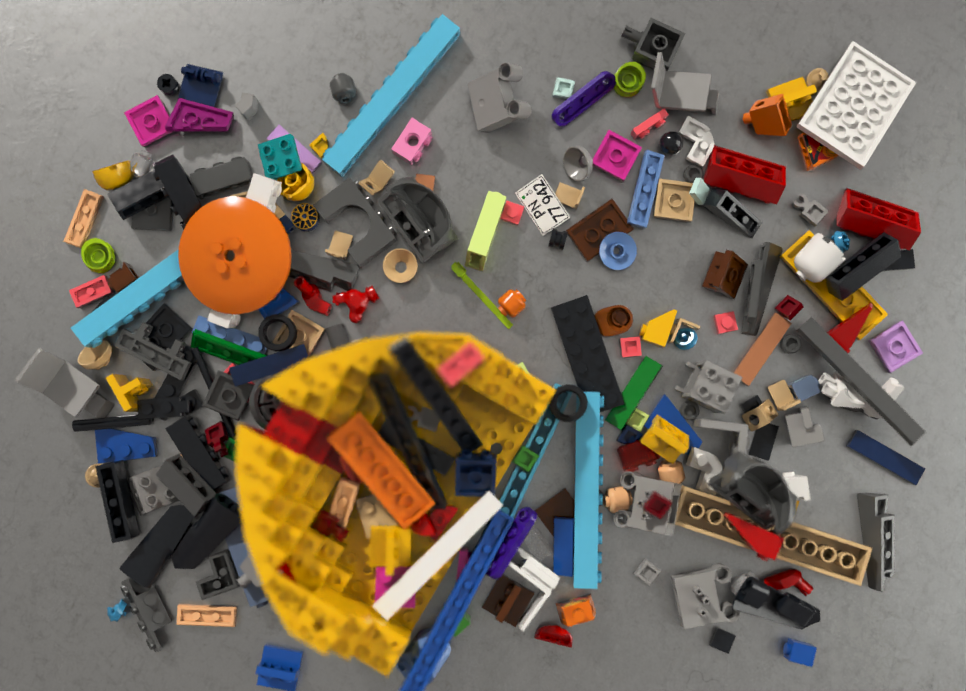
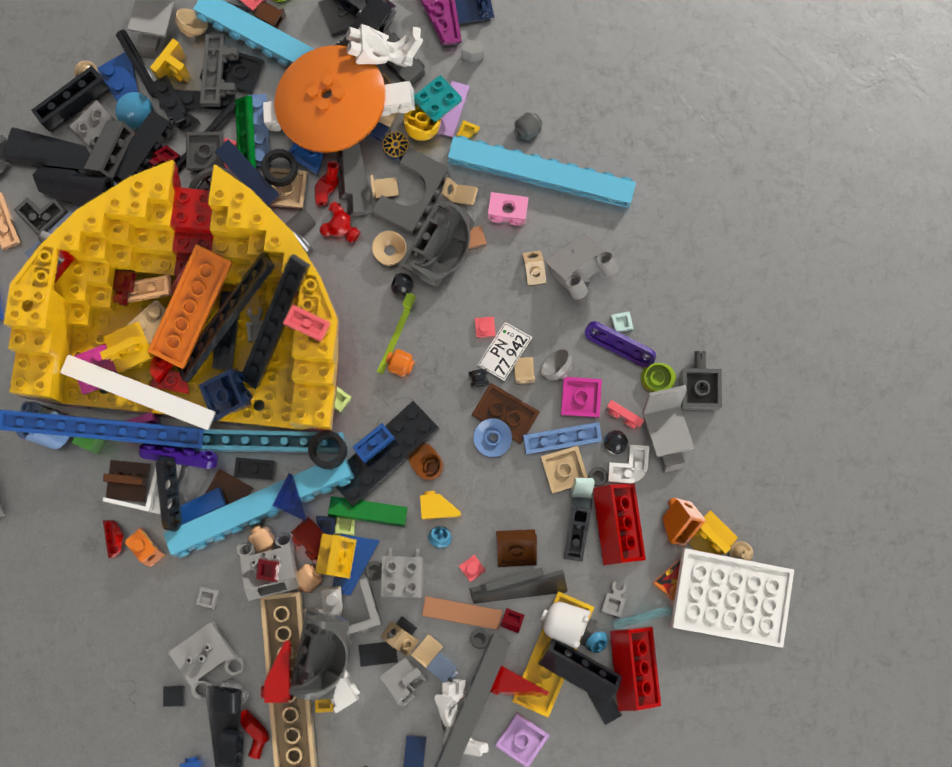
camera: 60 degrees right, 5 degrees down
(156, 445) = (133, 109): none -> dark azure dish
(206, 193) = (373, 48): none -> white hips
(439, 269) = (402, 284): none -> black piece
(478, 142) = (534, 268): none -> tan bracket
(485, 230) = (455, 309): yellowish green slope -> none
(523, 560) = (166, 470): none -> black beam
(525, 458) = (261, 435): bright green tile -> none
(549, 478) = (254, 468): none -> black plate
(576, 359) = (373, 443): none -> blue plate
(597, 458) = (289, 499): none -> clear blue tile
(630, 347) = (409, 489): coral plate -> none
(675, 327) = (443, 522): tan bracket -> none
(836, 193) = (641, 617): none -> clear light blue tile

